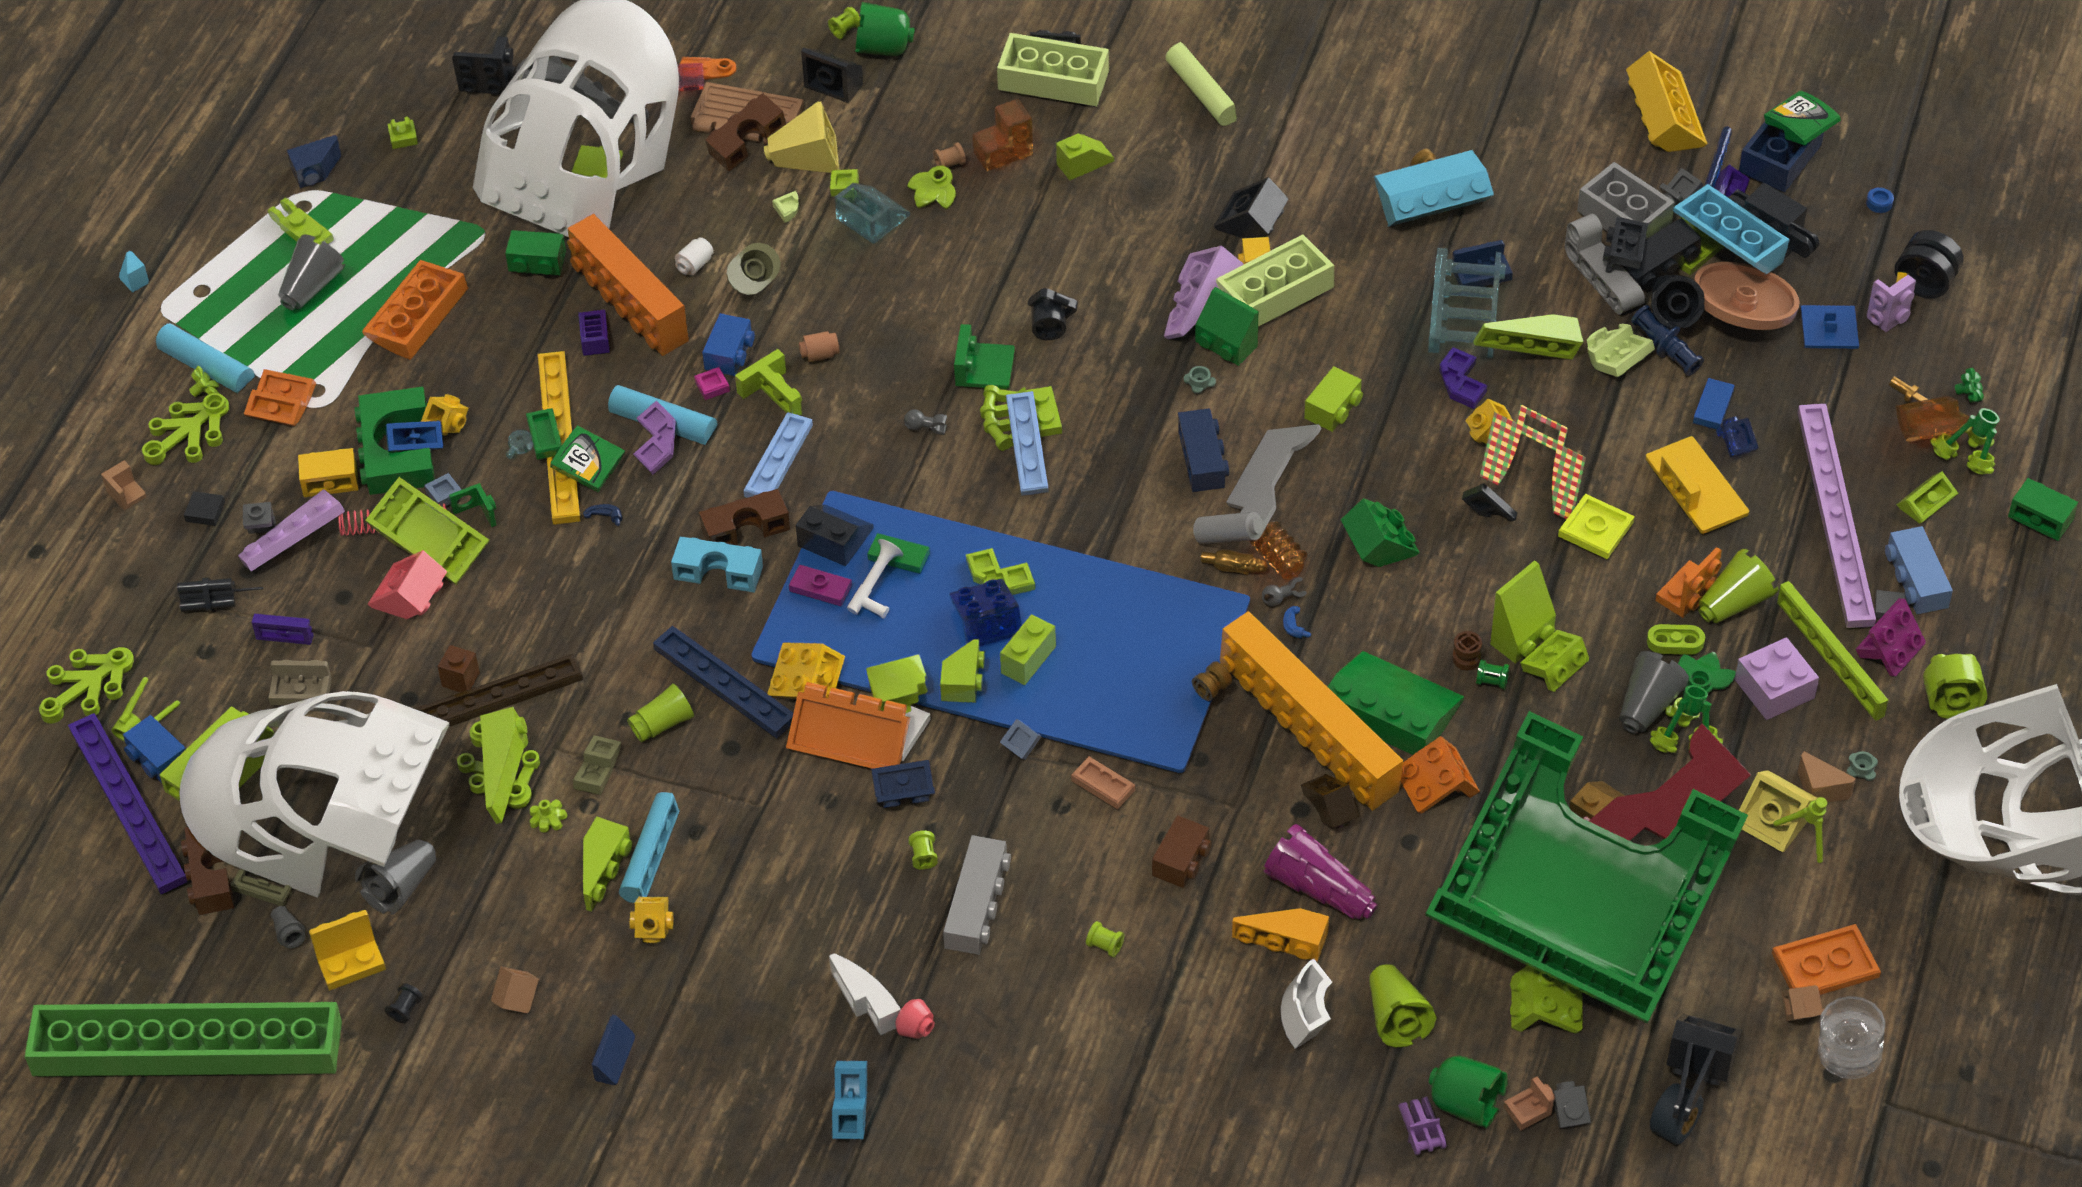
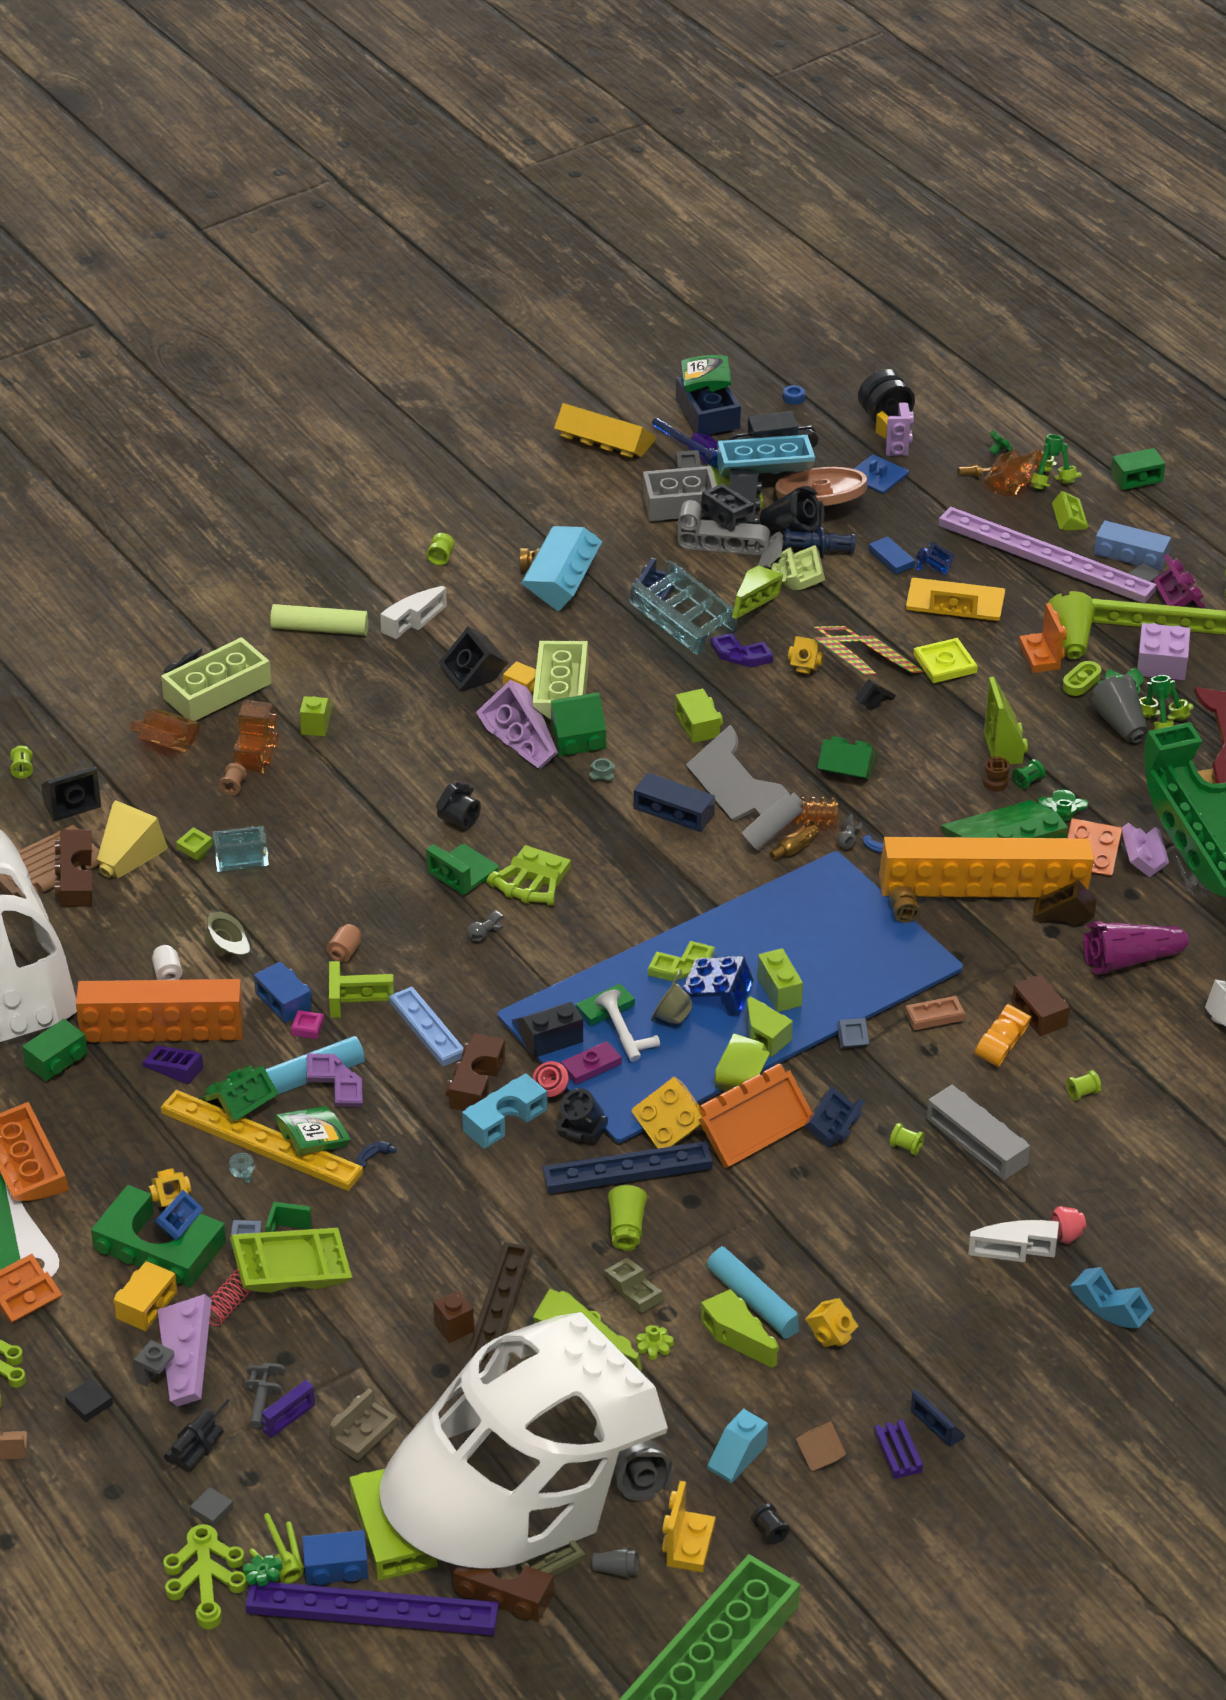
camera: 55 degrees left, 10 degrees down
(104, 713) = (262, 1570): none -> green plant
(155, 646) = (211, 1507): none -> dark grey tile
(296, 601) = (262, 1388): none -> dark grey piece
(409, 586) = (327, 1306): coral slope -> none
(470, 935) = (738, 1446): none -> medium azure slope
(544, 433) = (256, 1141): green tile -> none
(555, 1041) = (892, 1431): none -> dark purple tile
(585, 390) = (242, 1091): none -> green bracket
(751, 614) = (583, 1115): none -> black piece
(773, 571) = (551, 1077): none -> coral cone
(787, 206) = (170, 891): yellowish green tile -> none
(883, 30) = (62, 743): green cylinder -> none
(929, 188) = (250, 806): lime plate -> none
(933, 593) = (674, 1005): none -> olive piece
(964, 79) = (167, 729): none -> clear orange brick
(1027, 443) = (571, 883): light blue tile -> none
(1112, 845) = (1002, 1035): none -> light orange piece
(1277, 134) = (413, 611): none -> white slope
(1288, 931) = (1167, 986): light orange slope -> none
(1378, 100) = (440, 549): none -> lime wheel
(1460, 813) = (1145, 850): none -> lavender bracket
(1480, 723) = (1064, 803): none -> green plate
(1556, 658) = (1043, 737): lime bracket -> none
(1616, 318) = (773, 552): none -> light grey piece

